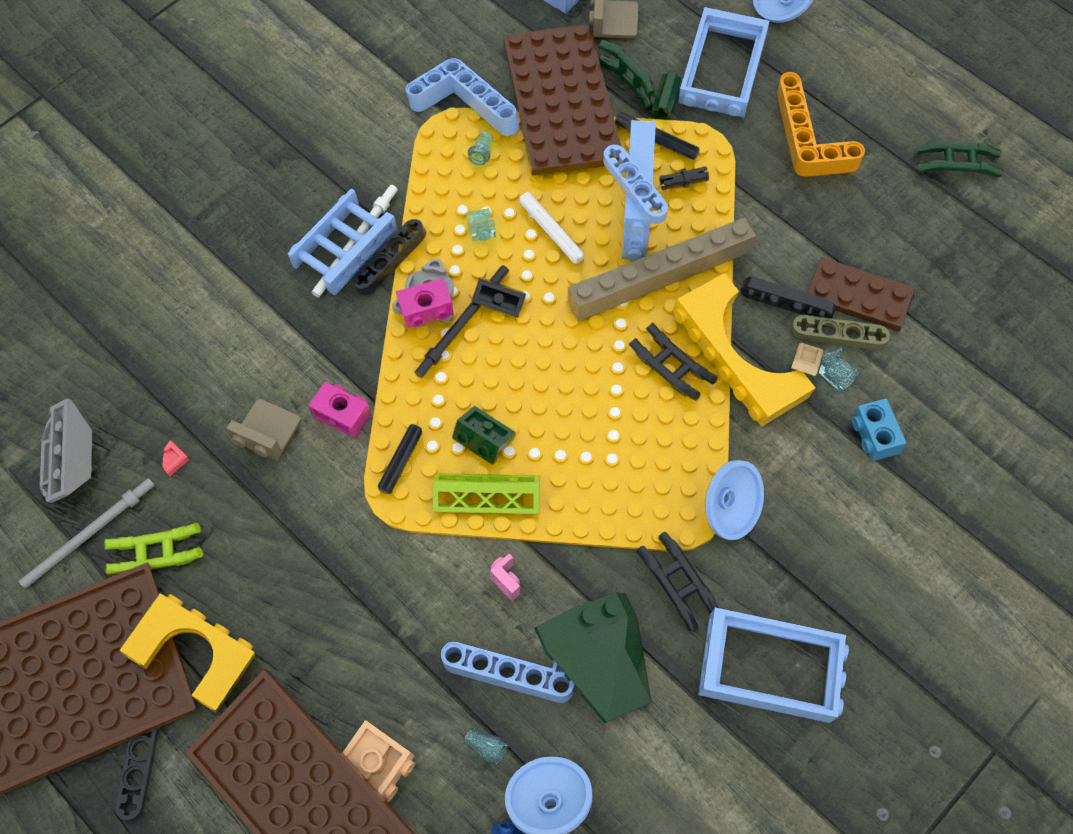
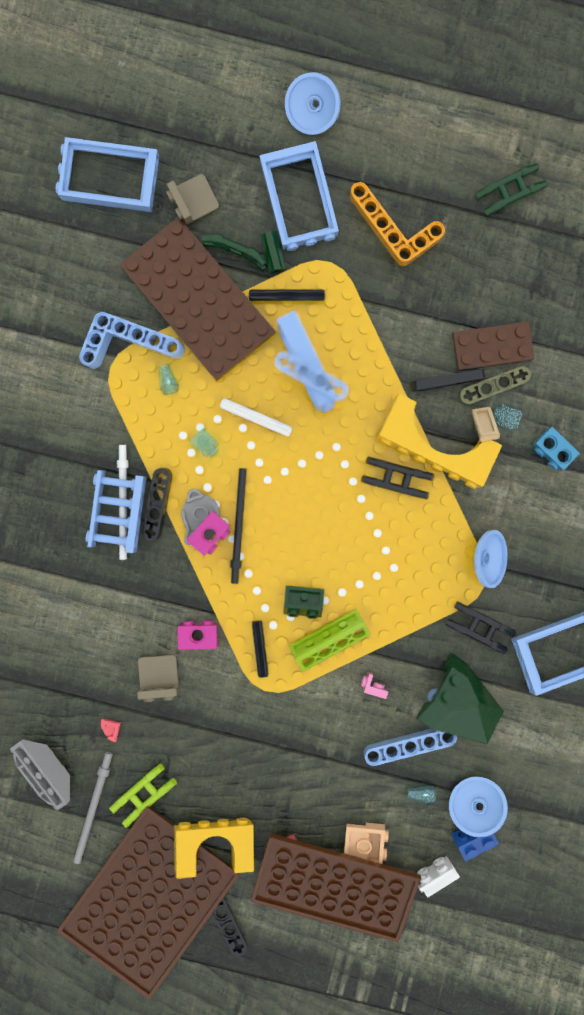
camera: 30 degrees left, 25 degrees up
(498, 297) = (253, 494): black slope -> none
(661, 269) = (353, 410): dark tan brick -> none
(684, 178) = (326, 323): black pin -> none

